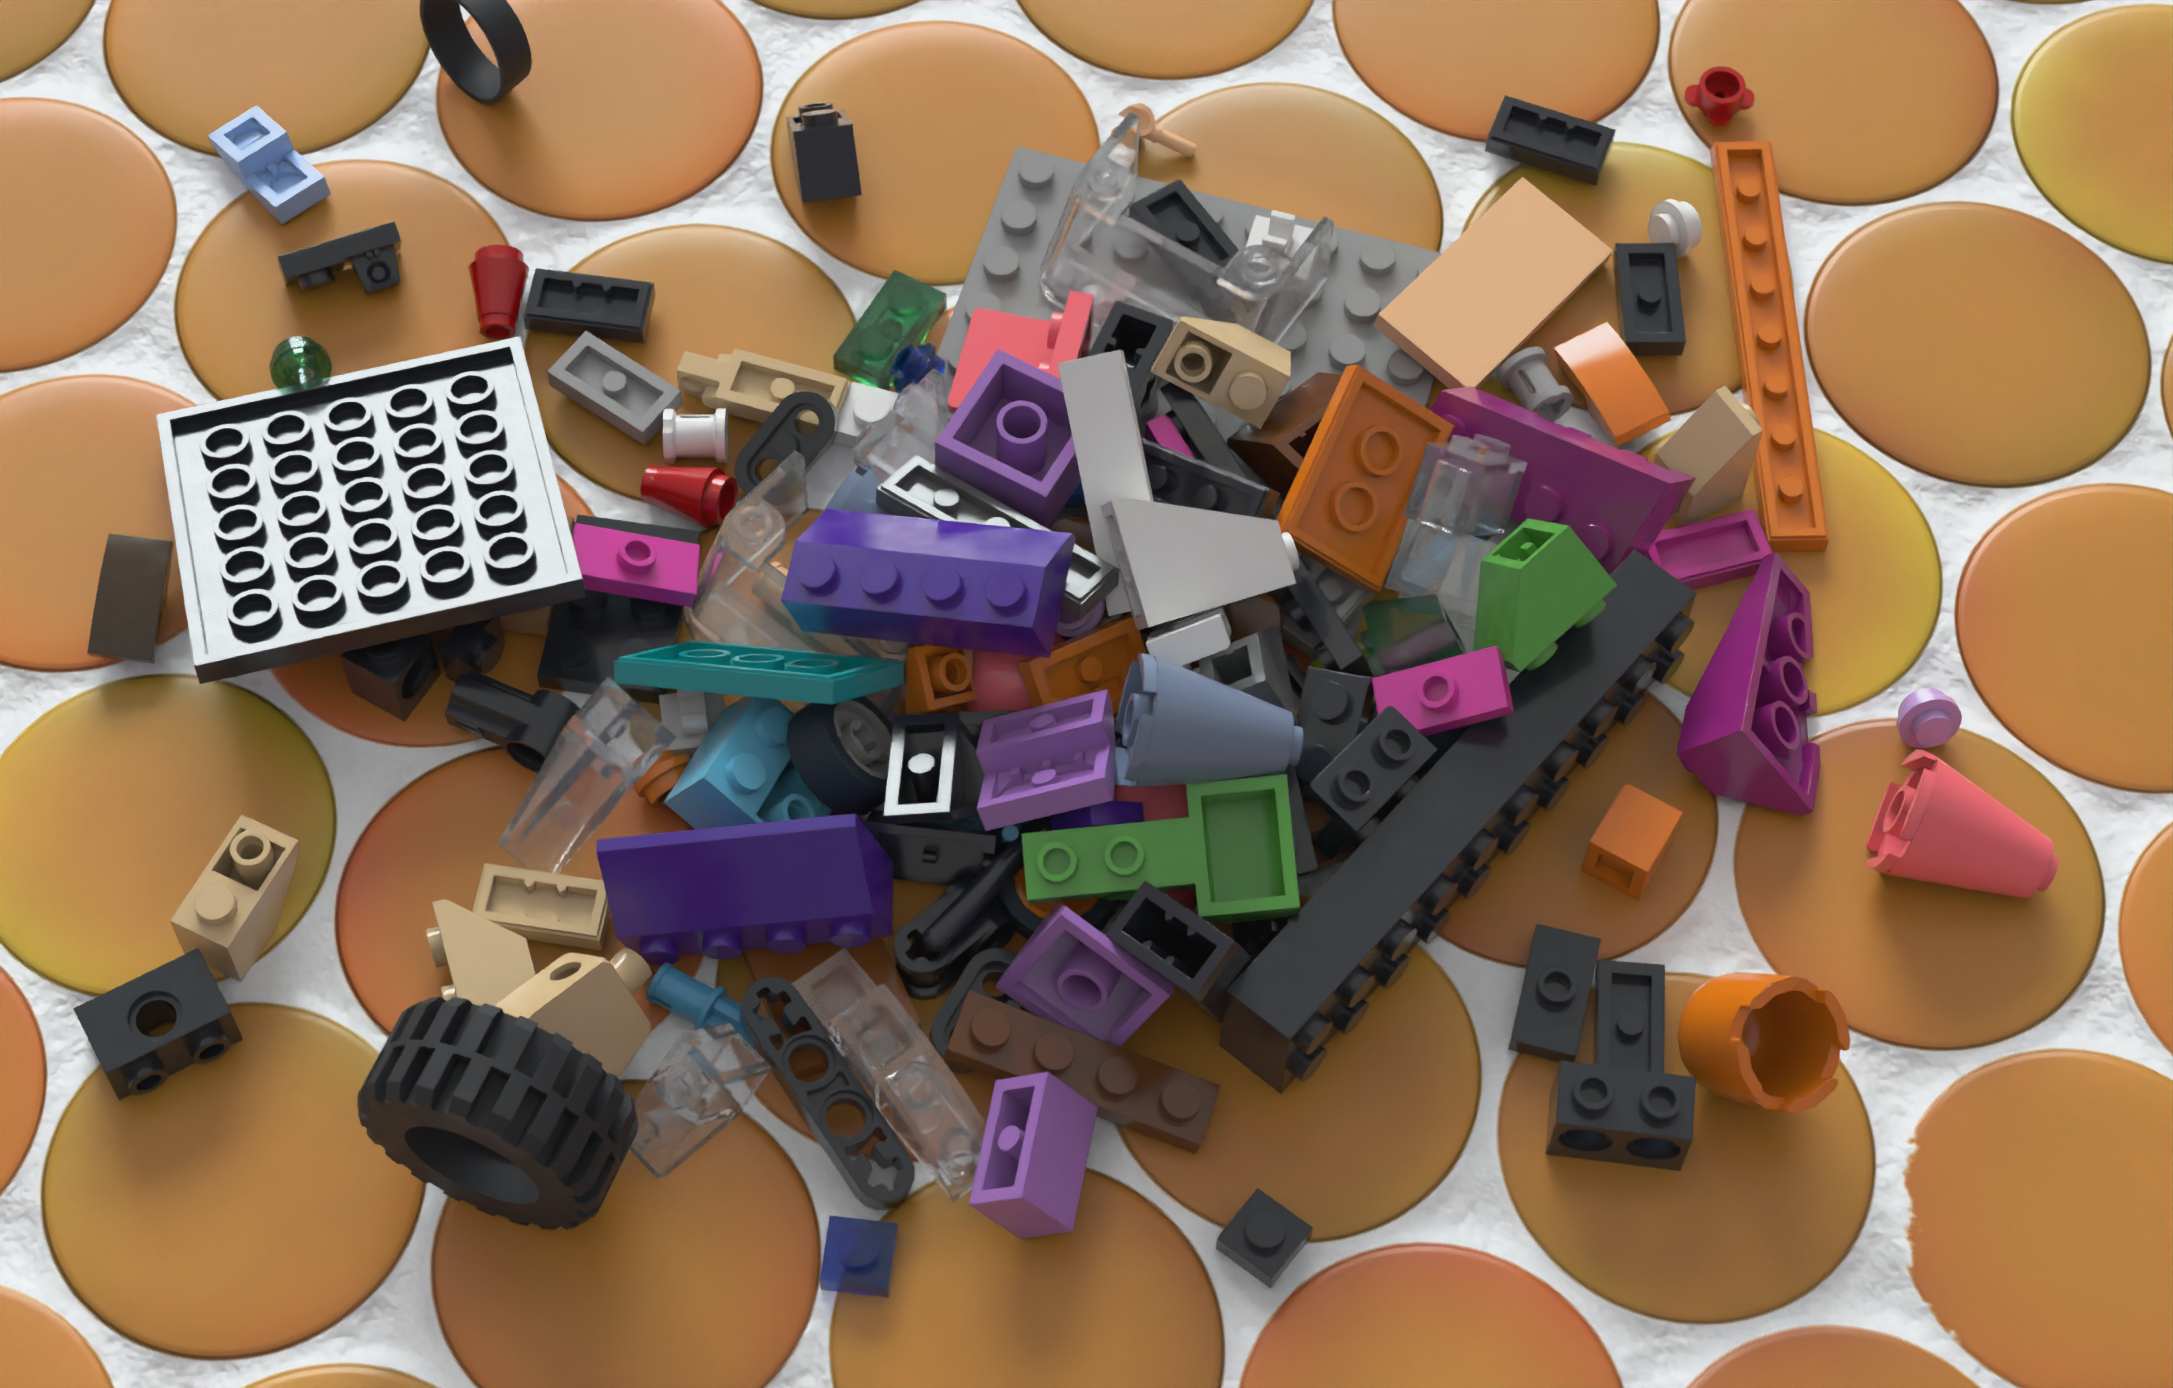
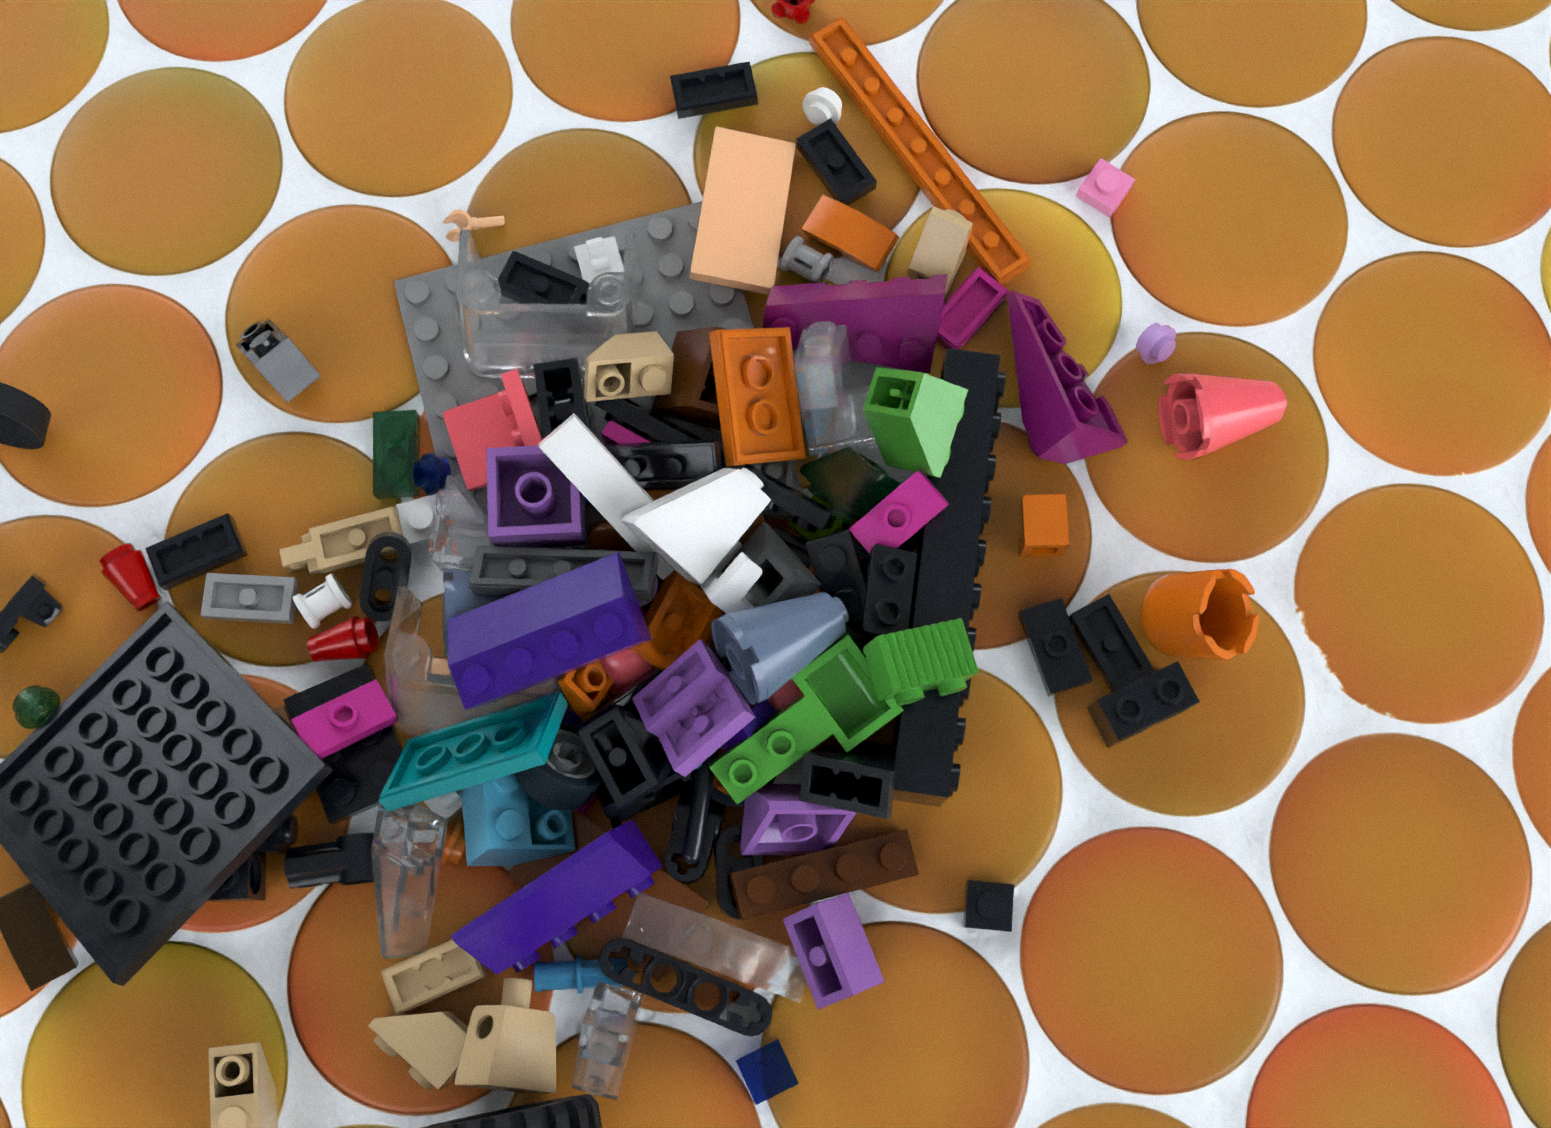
camera: 30 degrees left, 15 degrees up
(1355, 852) = (921, 660): none -> bright green brick
(1986, 510) = (1105, 187): none -> bright pink plate

